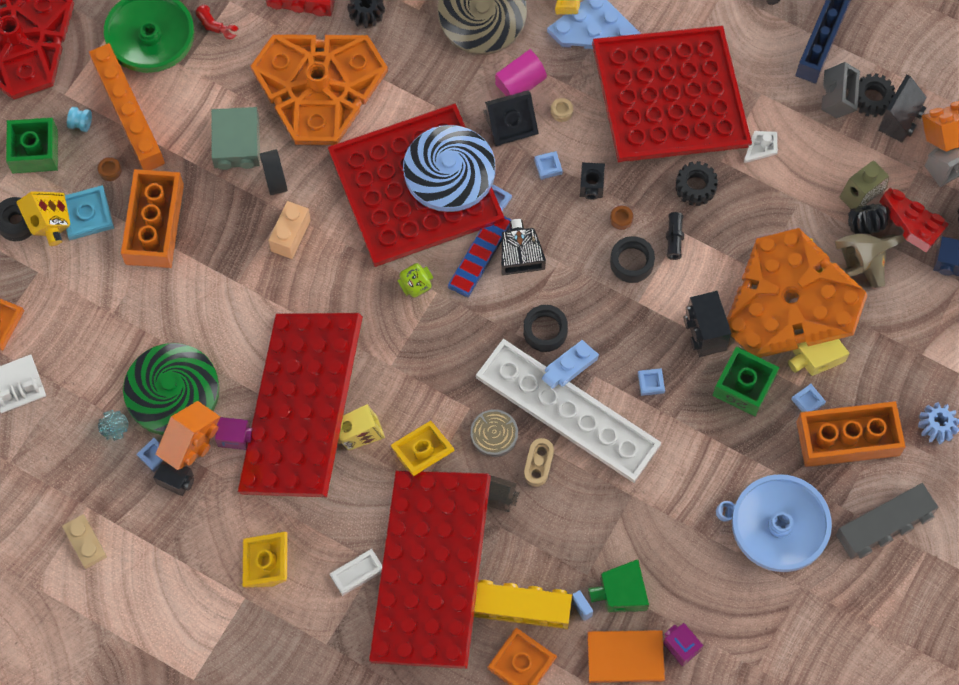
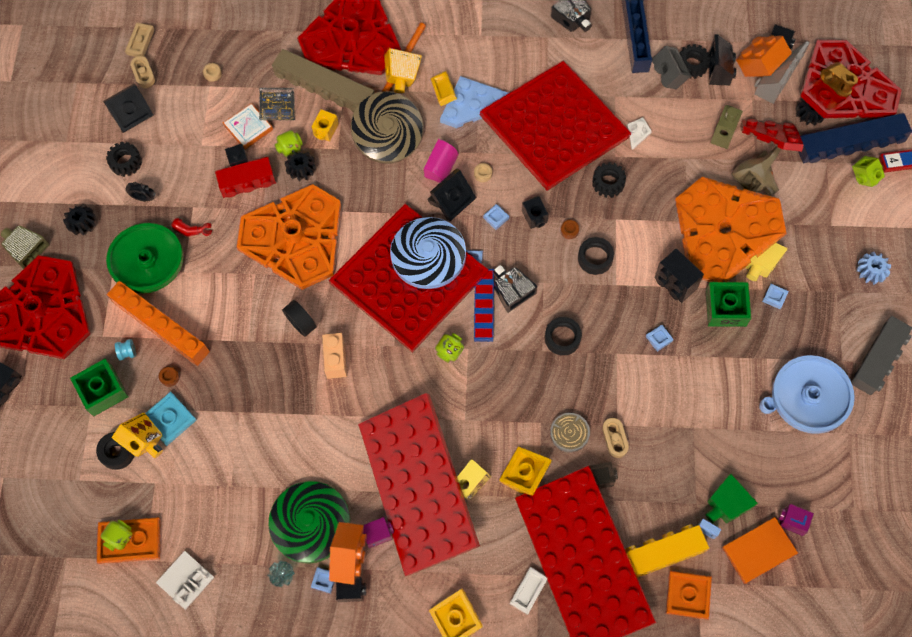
camera: 25 degrees left, 0 degrees up
(152, 218) = (224, 398): orange brick -> none
(235, 138) = (254, 306): sand green brick -> none
(569, 411) = (614, 388): white plate -> none
(570, 364) = (597, 354): light blue hinge -> none
(675, 235) = (619, 232): black pin -> none
(850, 434) = (821, 305): orange brick -> none
(868, 219) = (743, 148): black gear -> none

